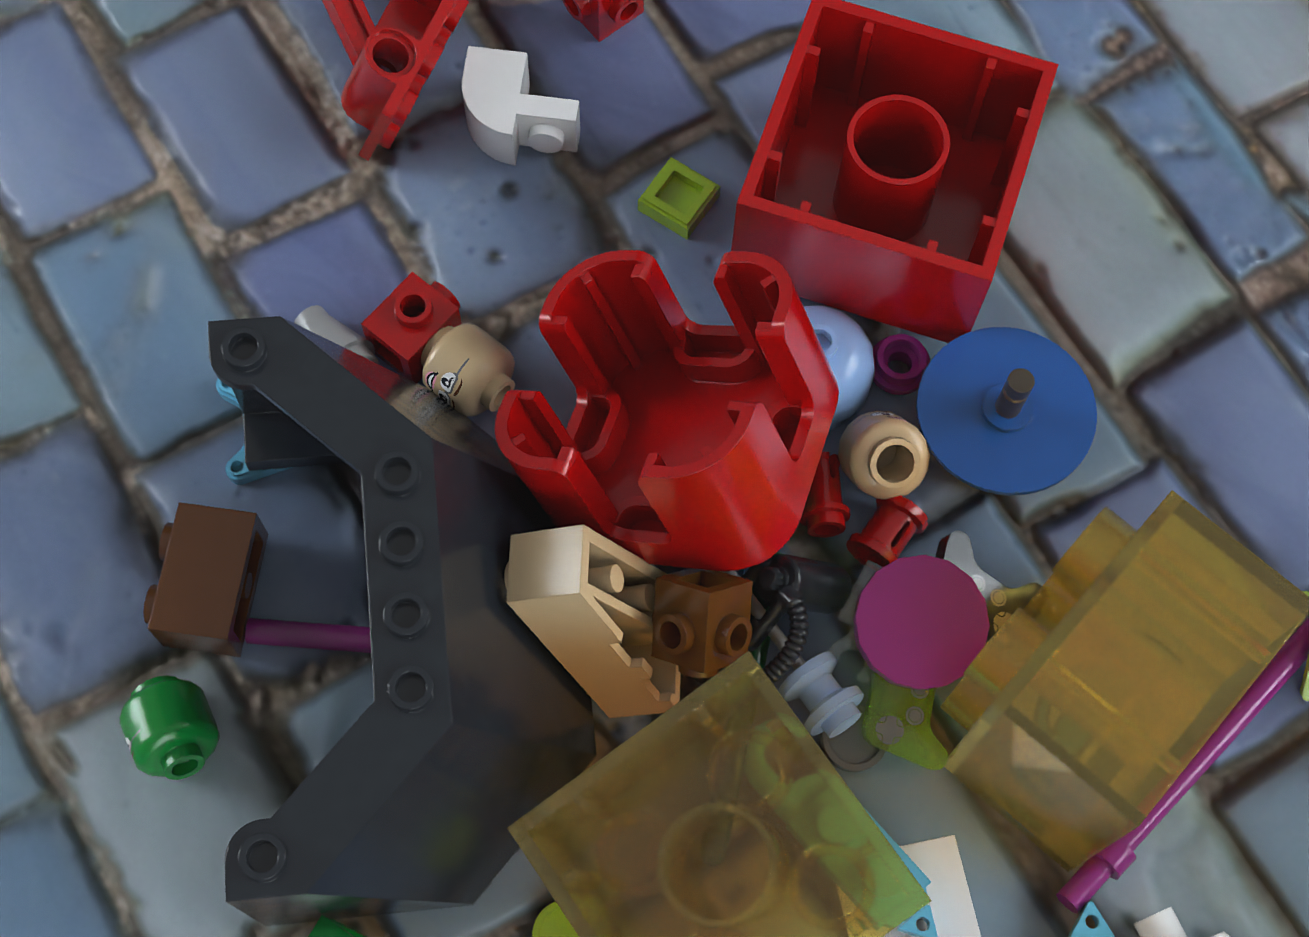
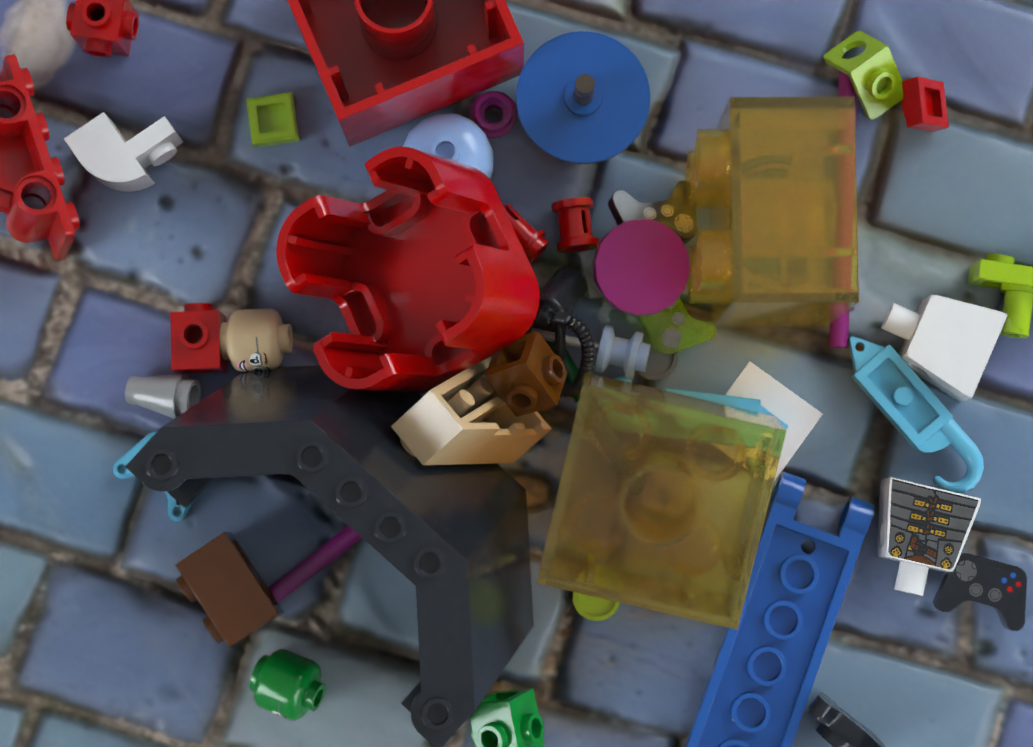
camera: 40 degrees left, 15 degrees up
(883, 454) = (535, 182): tan head -> none

